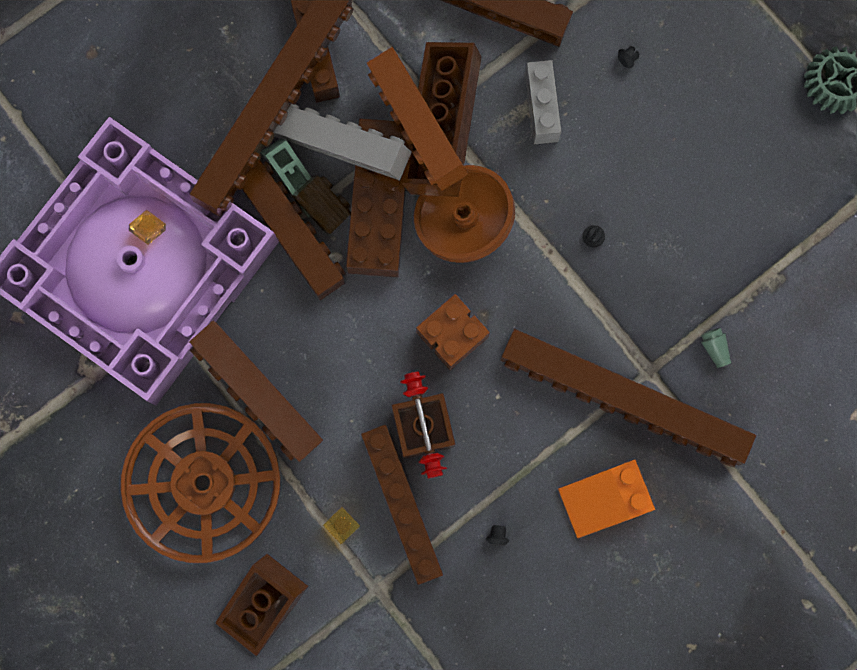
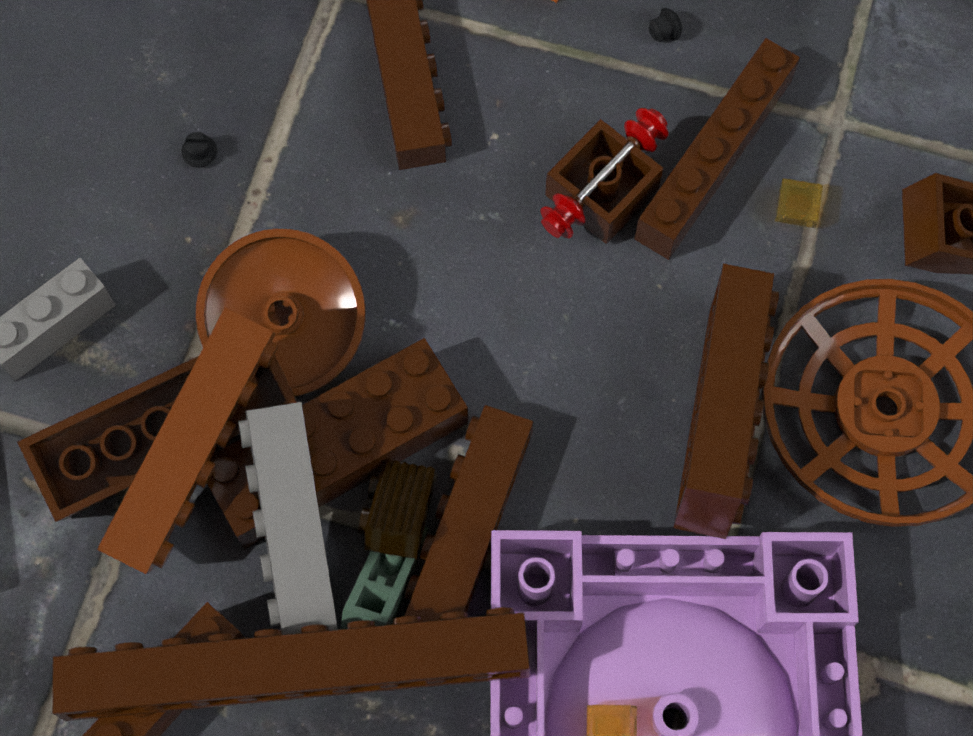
camera: 125 degrees left, 10 degrees down
(452, 332) = (451, 228): dark orange piece -> none

